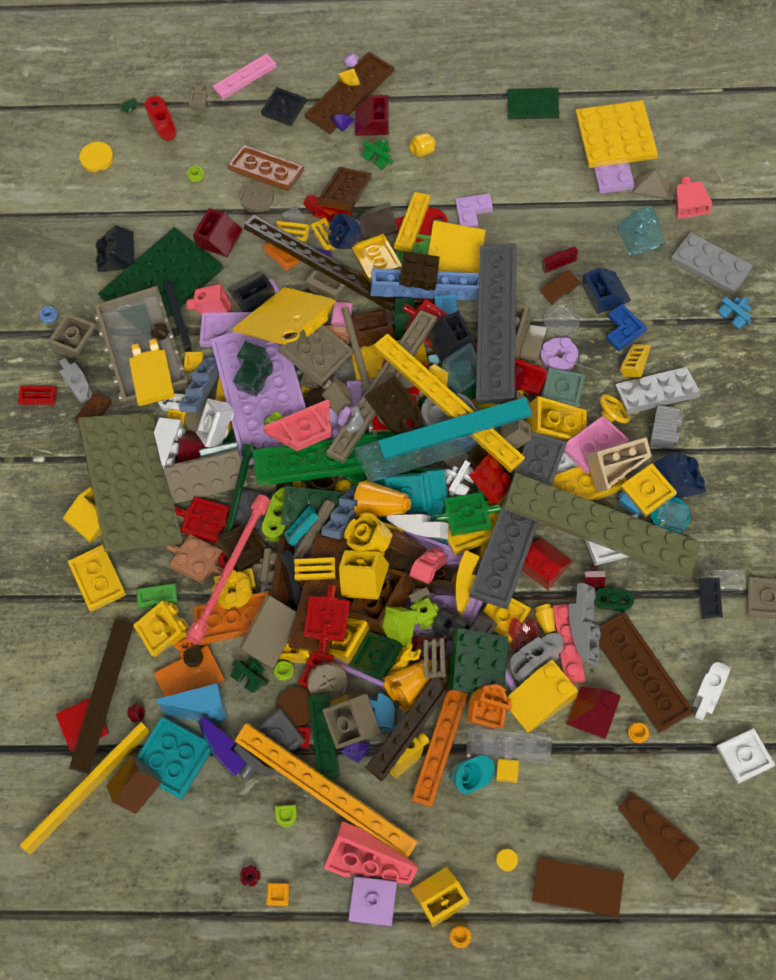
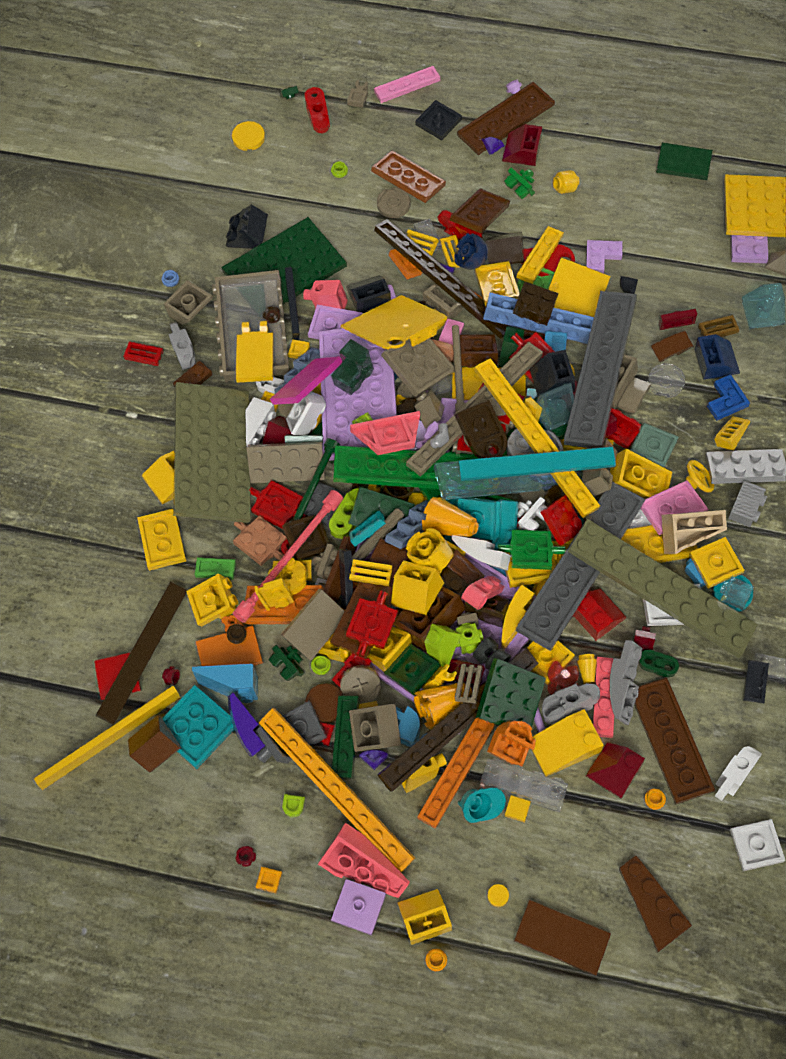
camera: 10 degrees right, 0 degrees up
(209, 391) = (306, 380): none -> dark pink tile
(217, 233) = (347, 230): dark red slope -> none
(223, 610) = (274, 594): none -> yellow plate
(349, 77) = (508, 103): yellow tile -> none
(504, 235) = (628, 284): none -> black tile
(563, 346) = (661, 404): lavender plate -> none
(604, 262) = (720, 330): none -> pearl gold tile
(682, 474) = (753, 553): dark blue slope -> none

